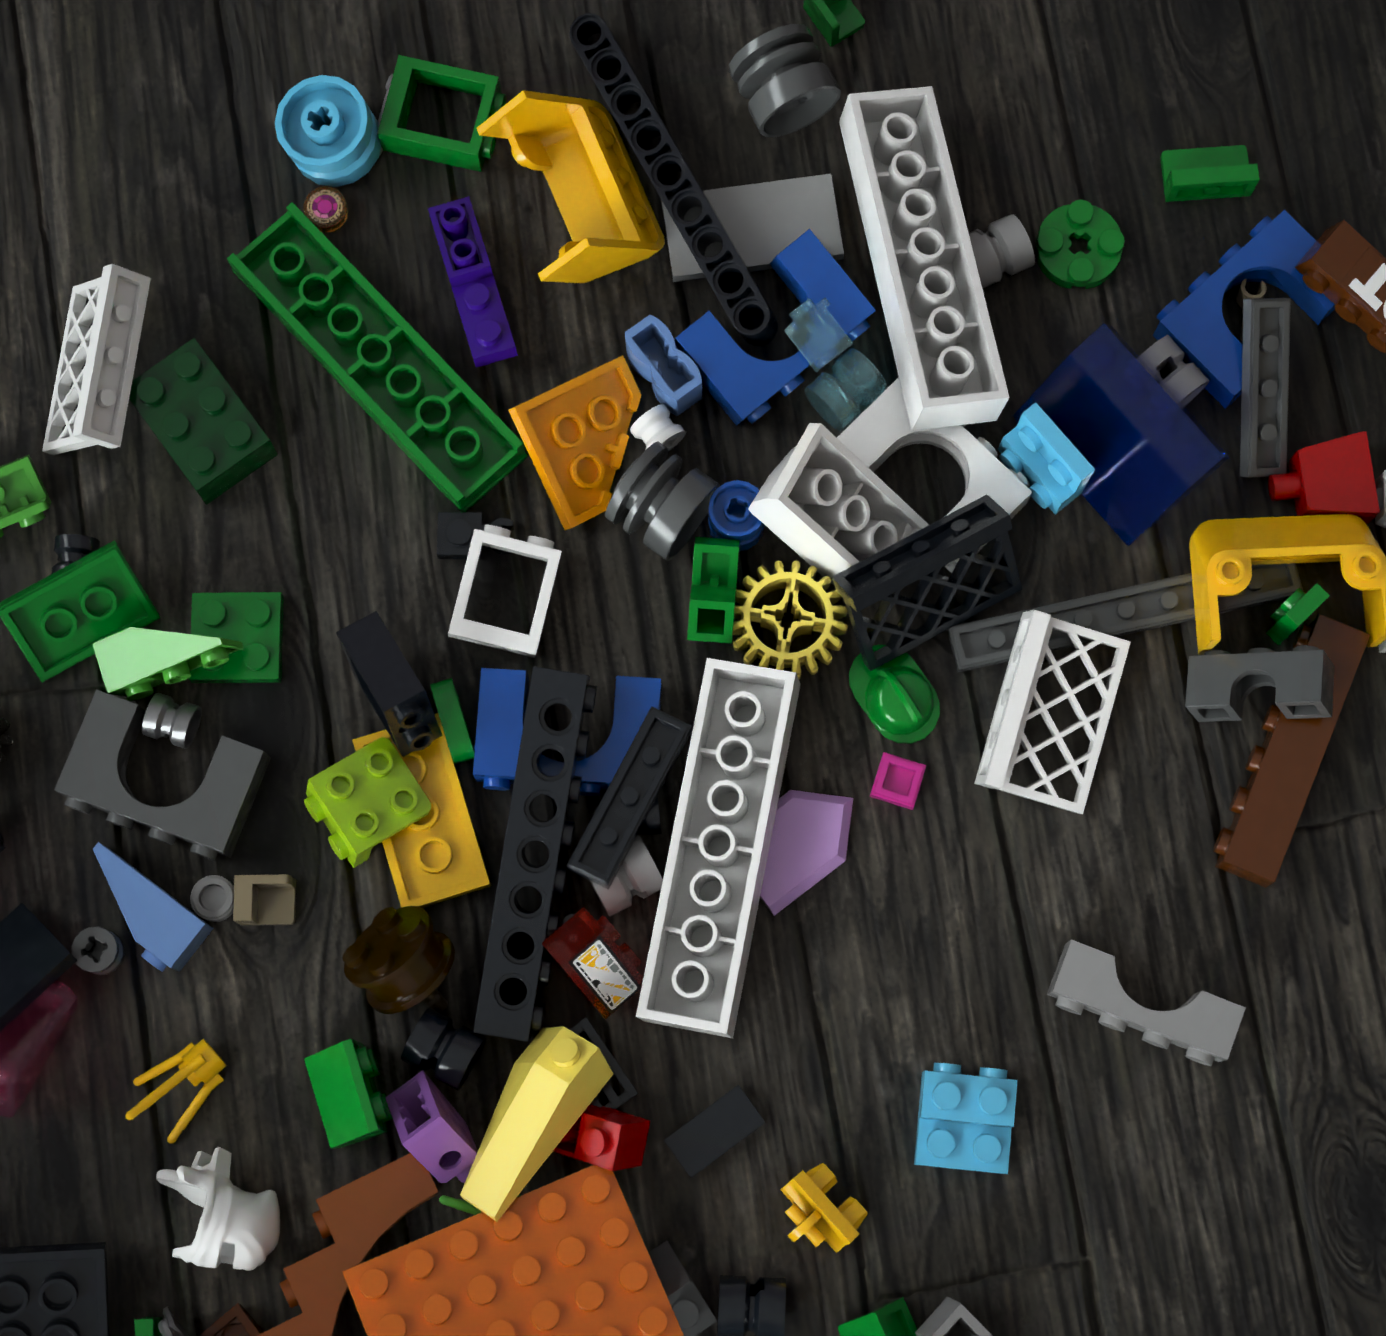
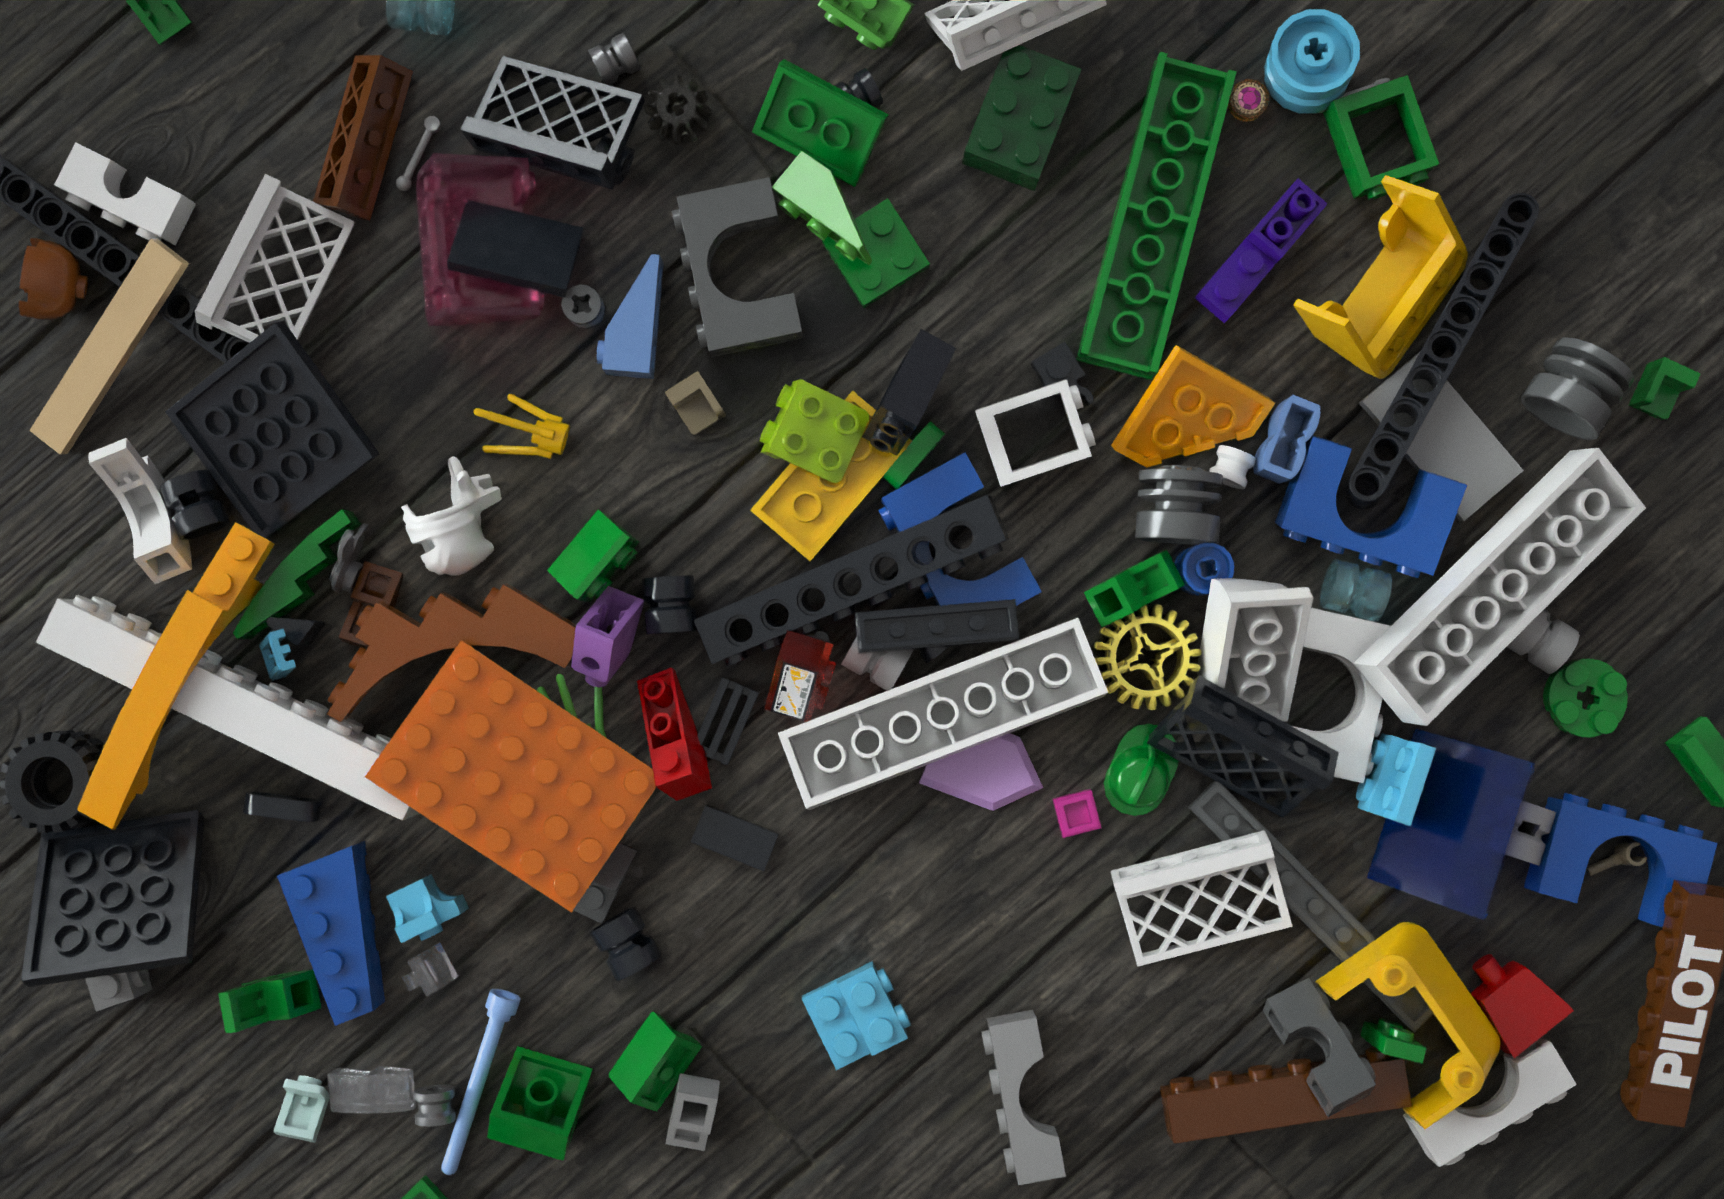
camera: 55 degrees right, 10 degrees up
(170, 720) = (783, 249): flat silver wheel -> none
(213, 898) = (674, 364): light grey tile -> none
(400, 961) = (711, 533): dark brown wheel -> none
(536, 1110) = (666, 702): light yellow wedge -> none
(816, 1214) = (719, 950): yellow hips -> none
(817, 333) = (1385, 543): clear light blue bracket -> none
(1265, 386) = (1561, 912): dark grey tile -> none

